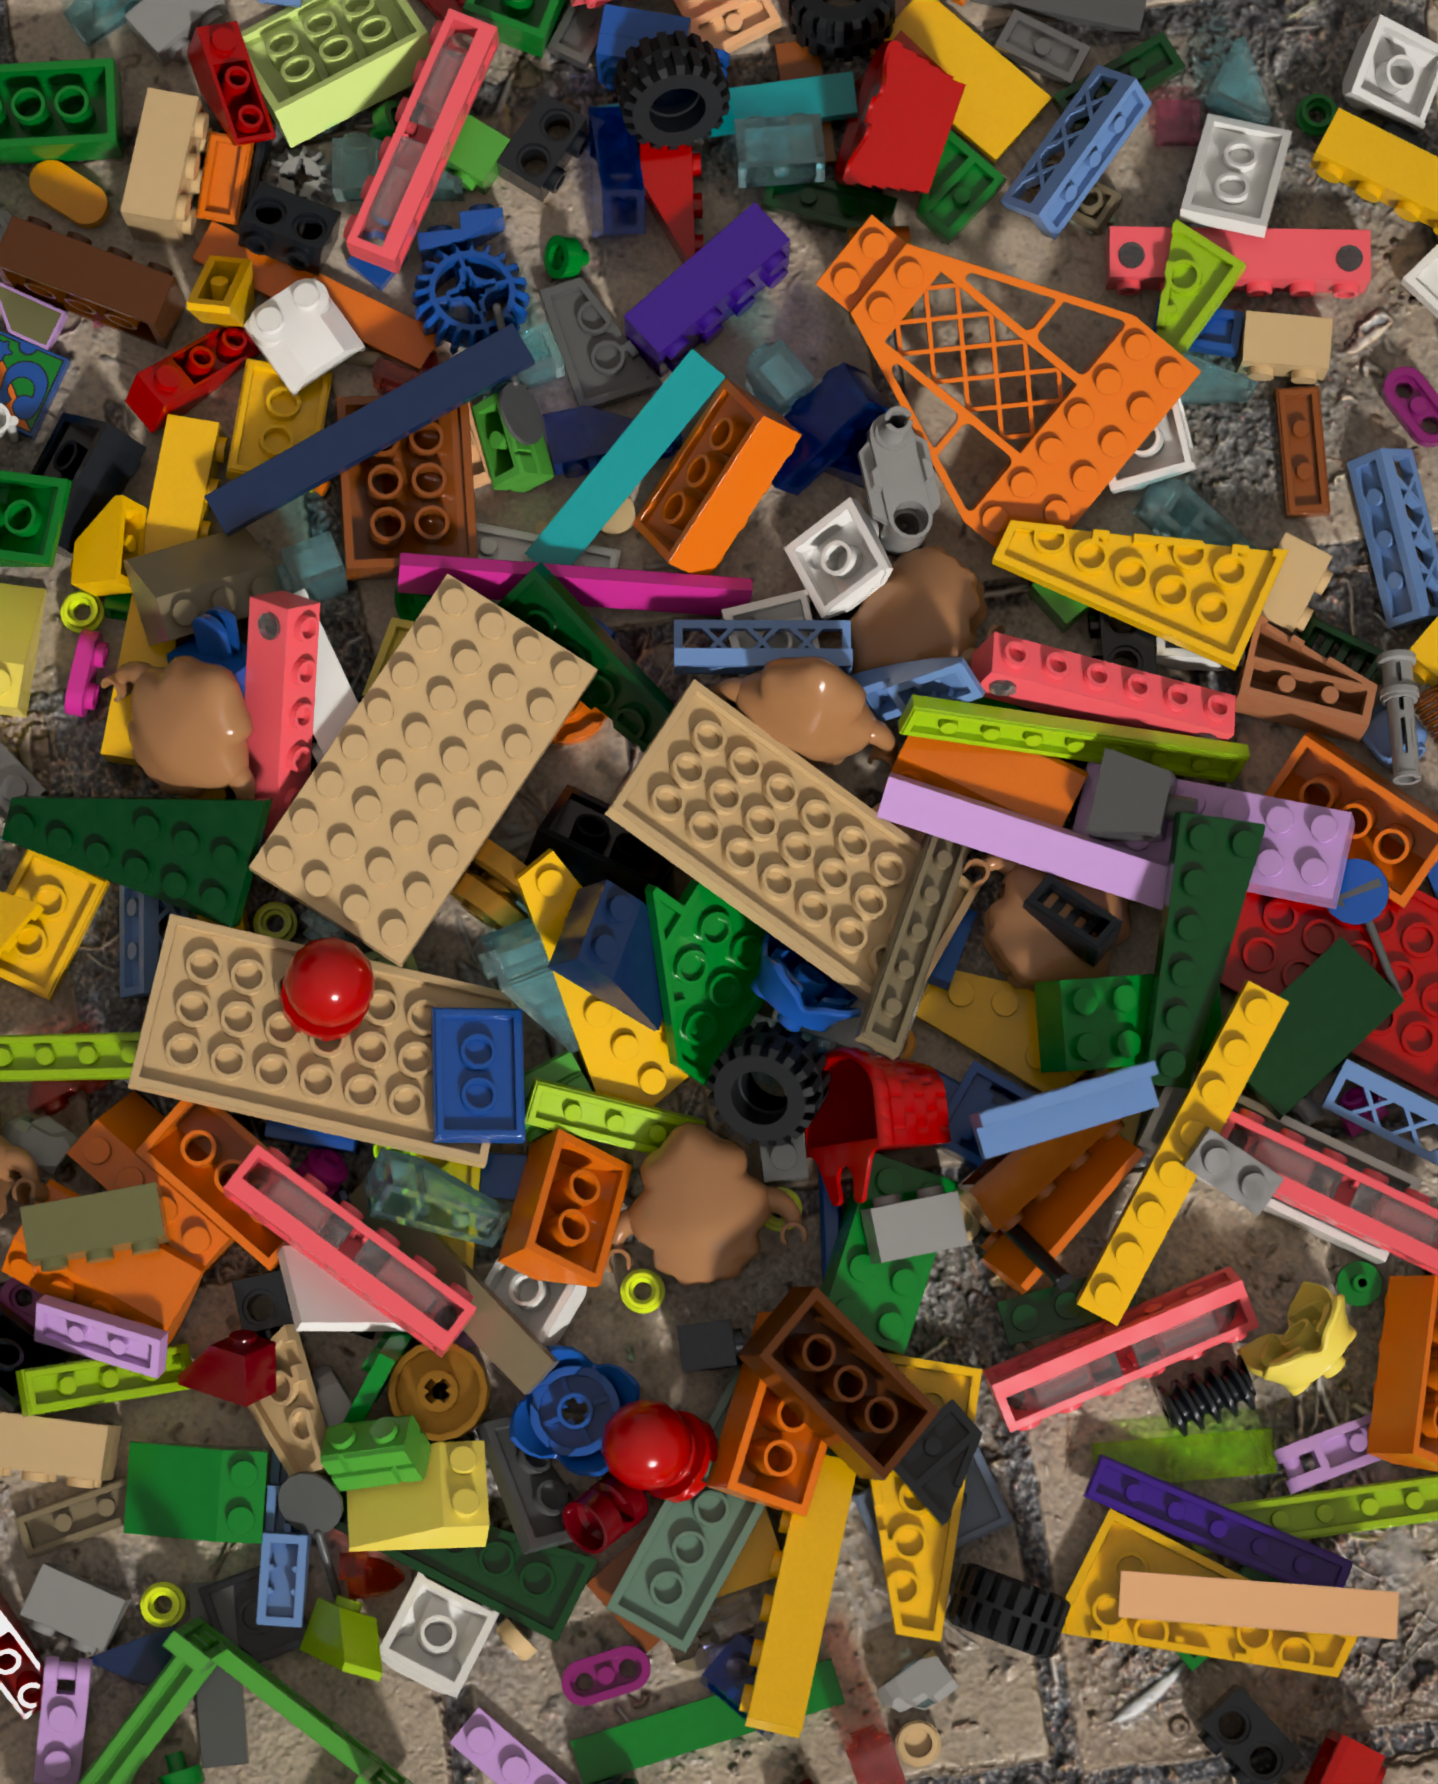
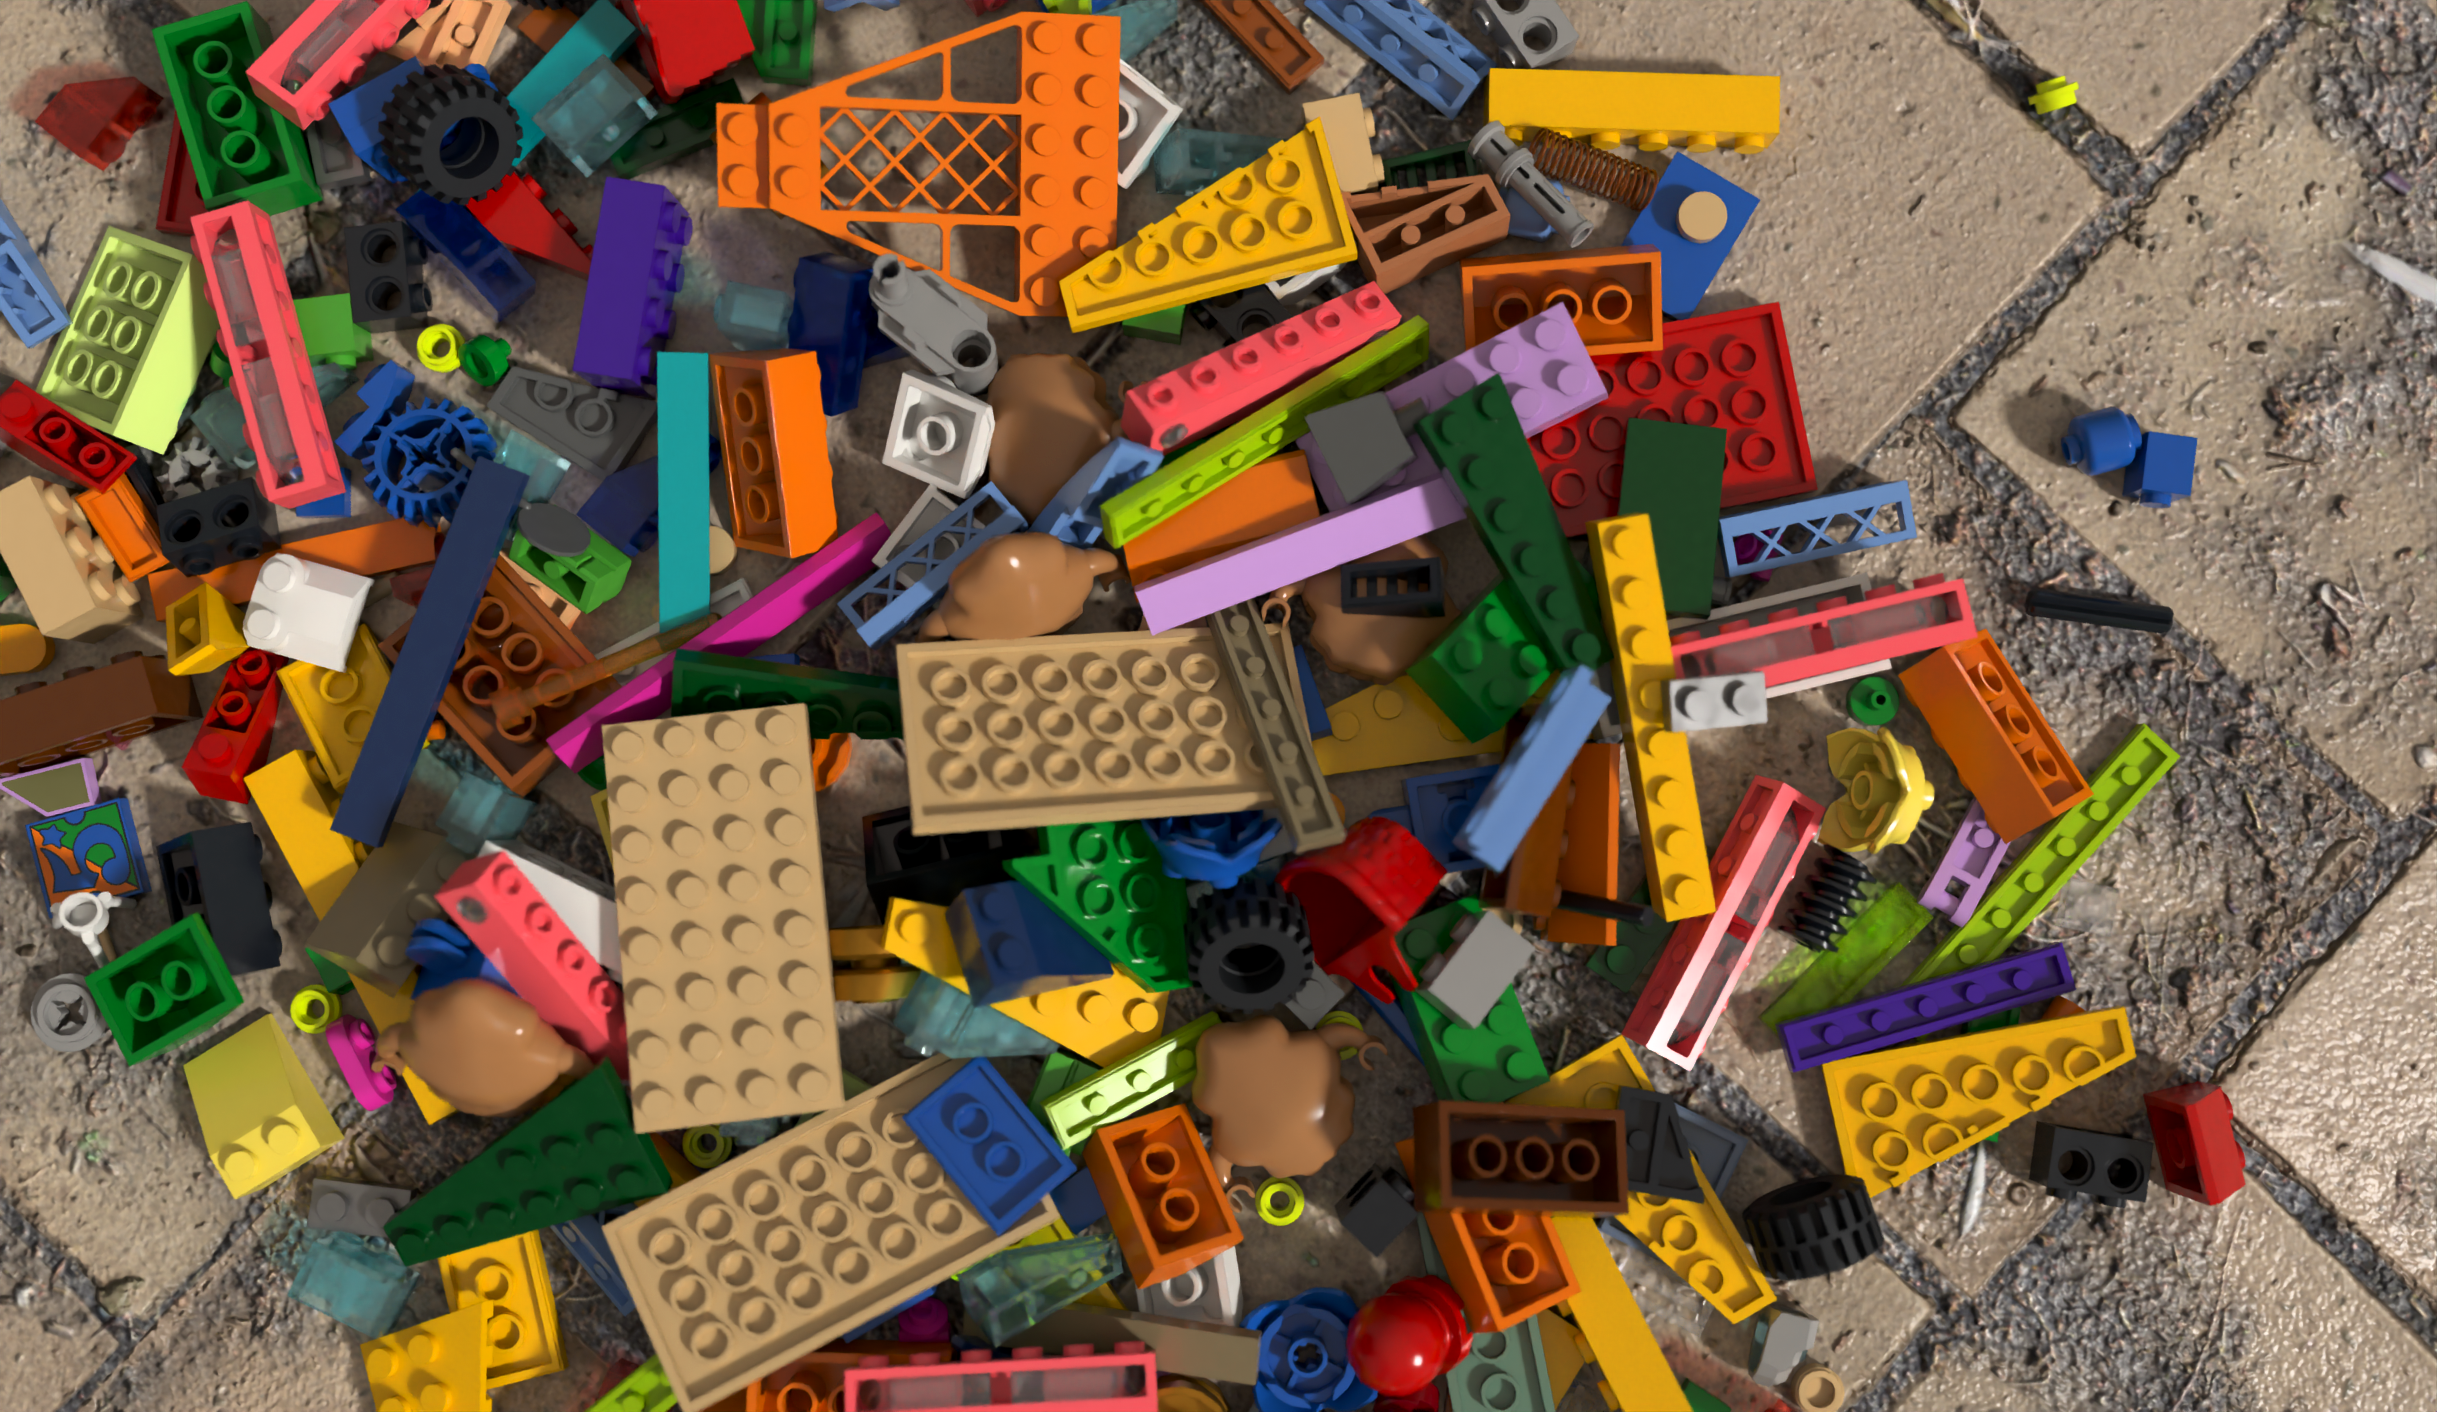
camera: 40 degrees left, 5 degrees up
(105, 543) = (278, 928): yellow slope -> none
(327, 989) = (794, 1183): red tile -> none
(399, 511) = (515, 704): none -> clear orange piece
(536, 213) = (429, 342): none -> neon yellow plate
(1259, 1604) = (2021, 1048): light nougat tile -> none
(1361, 900) = (1623, 371): blue piece -> none

